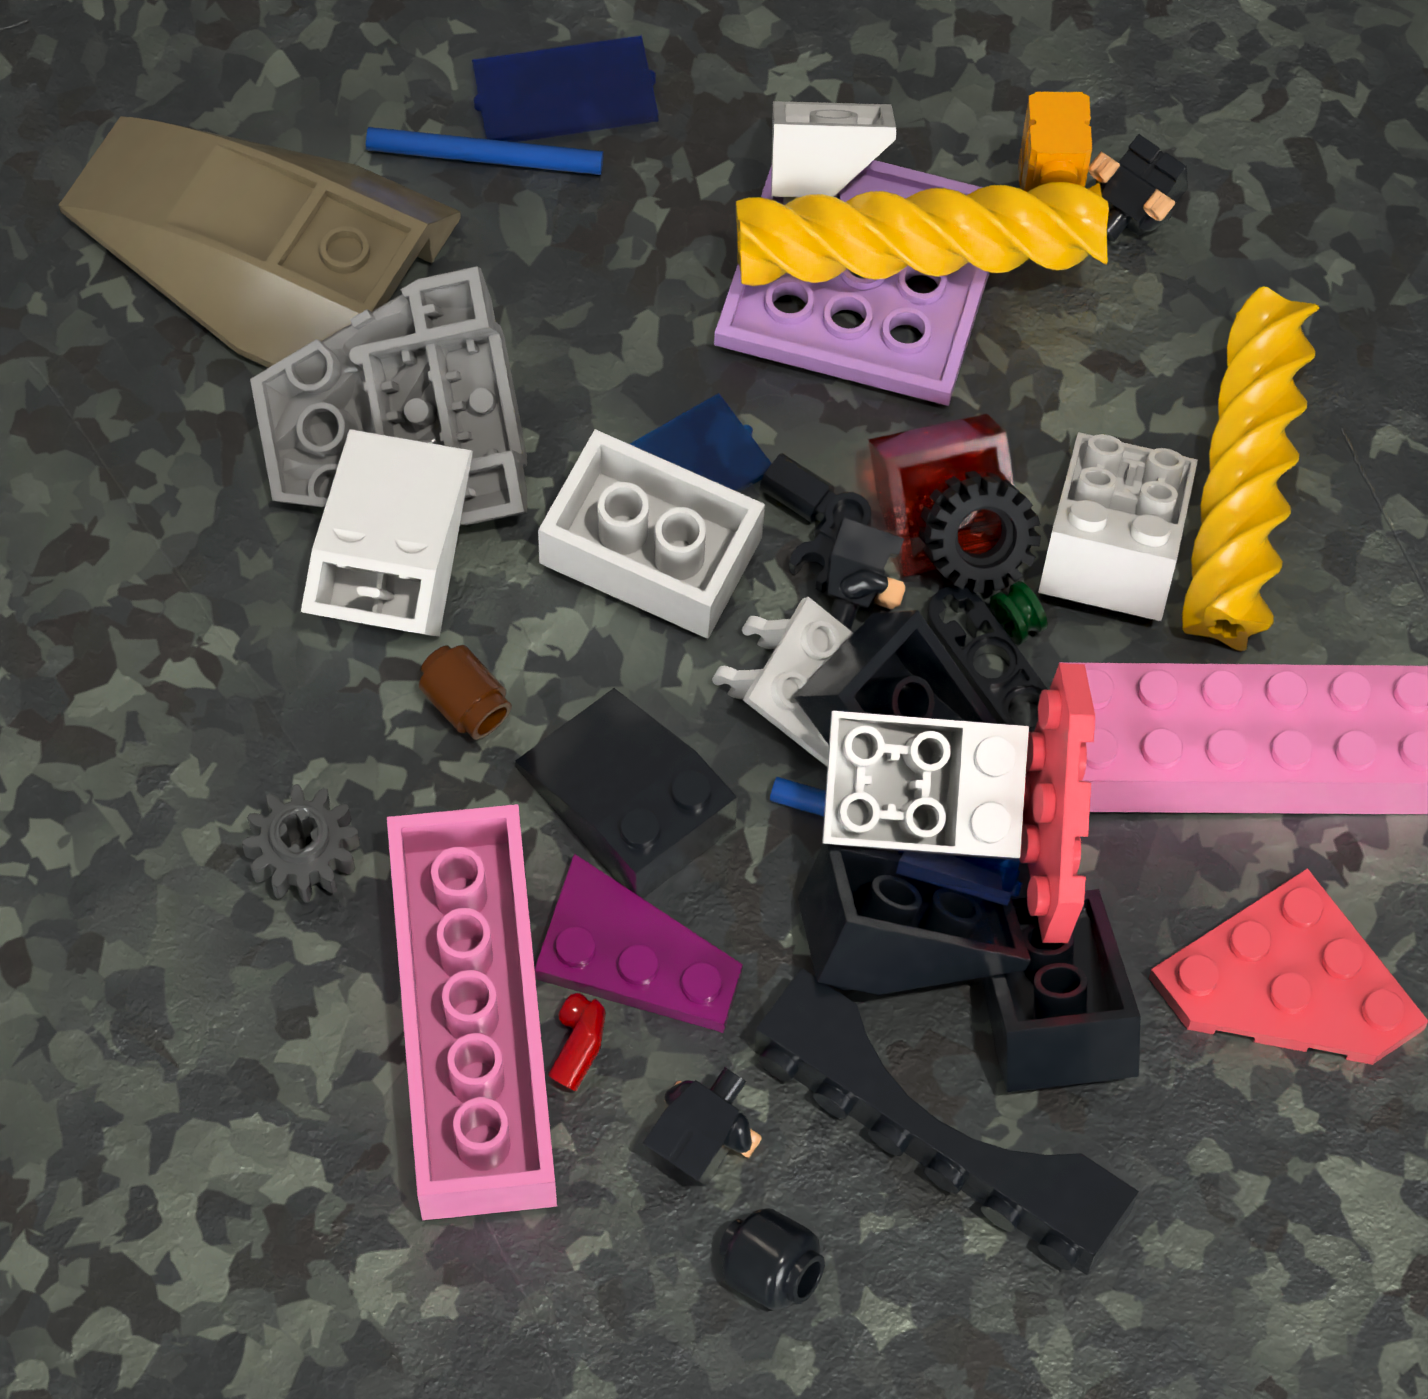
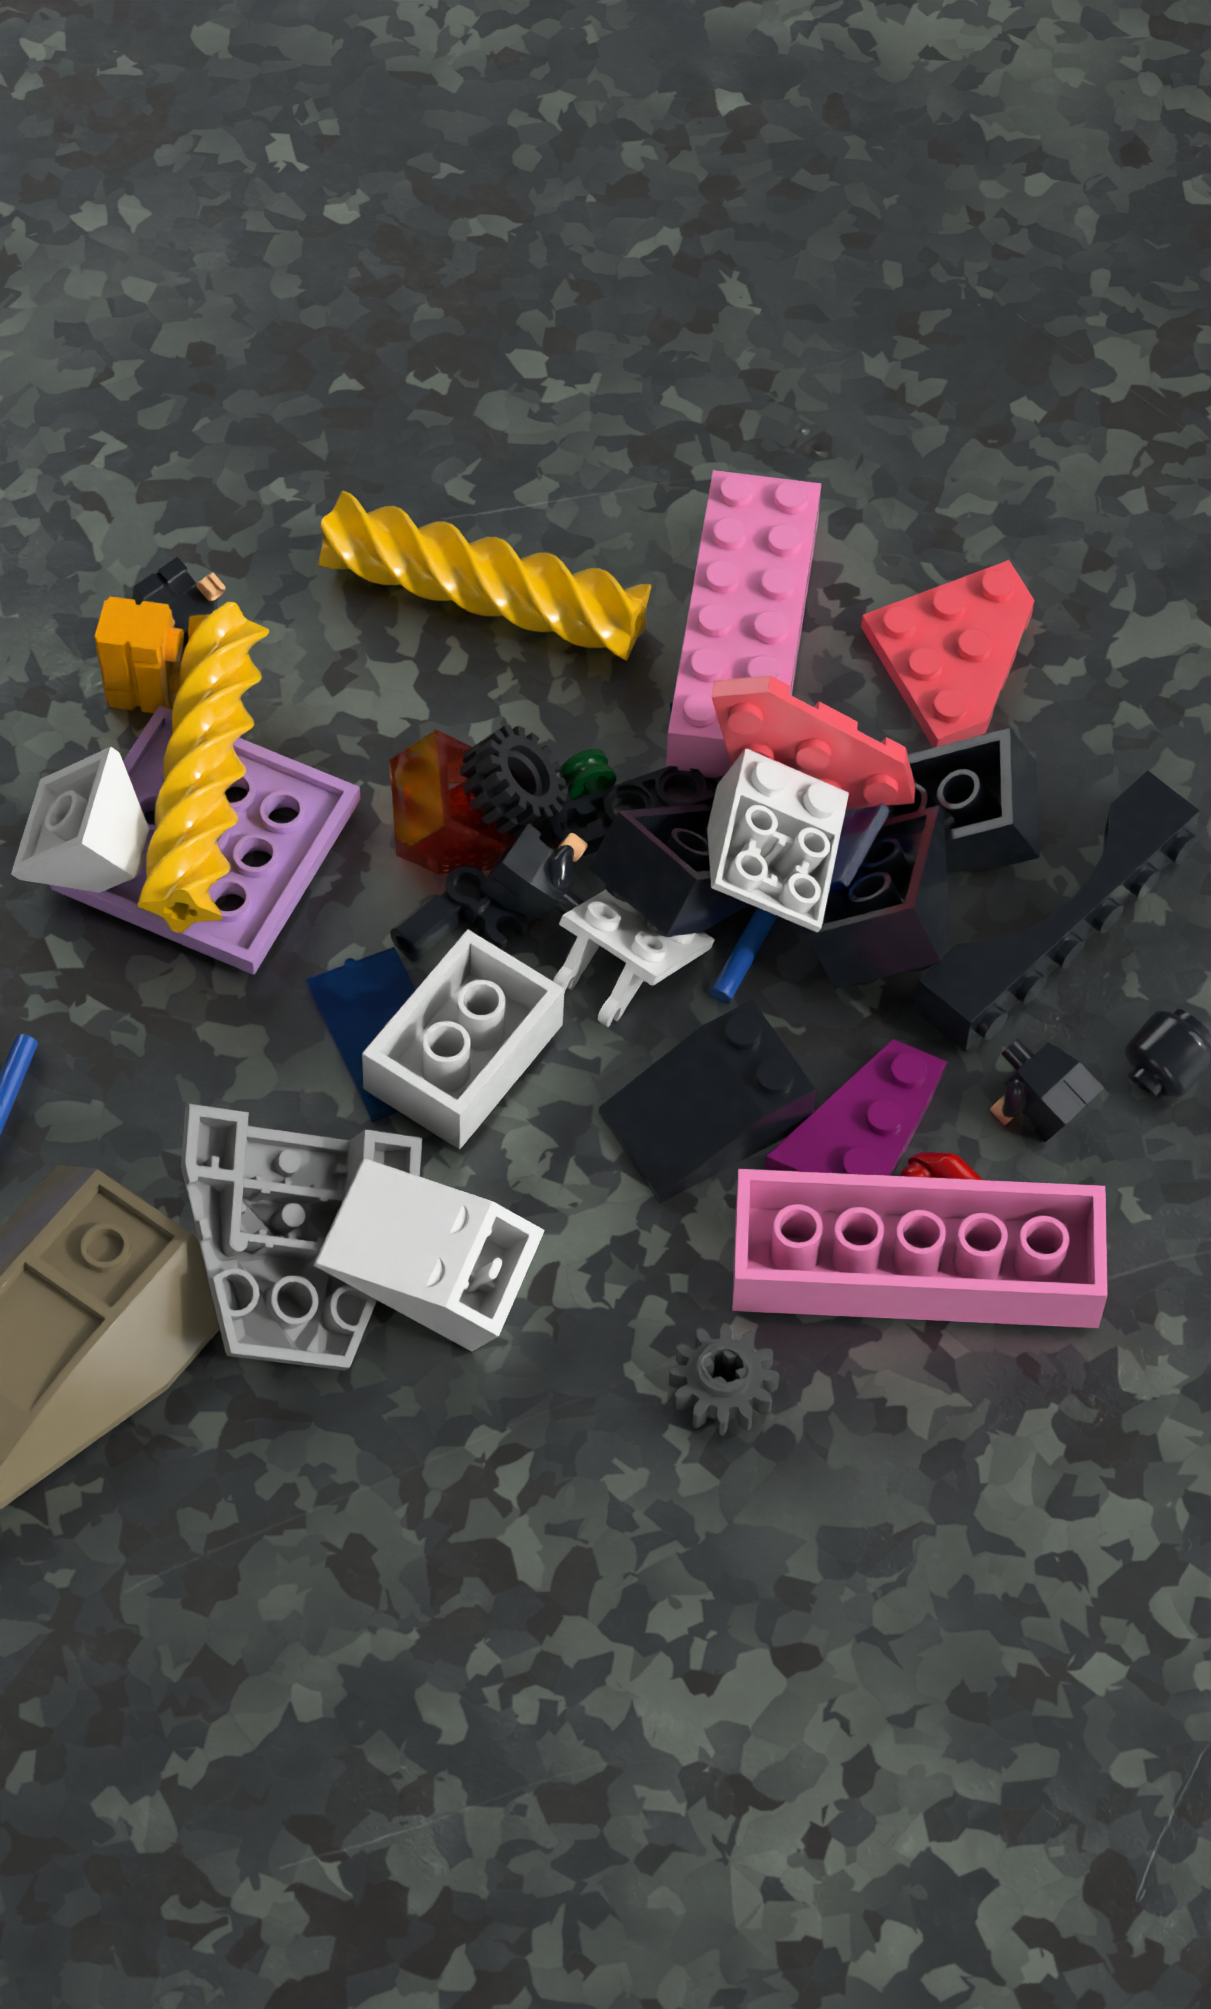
camera: 80 degrees left, 5 degrees down
(464, 691) = (588, 1223): reddish brown brick -> none
(1118, 526) = (516, 677): white slope -> none

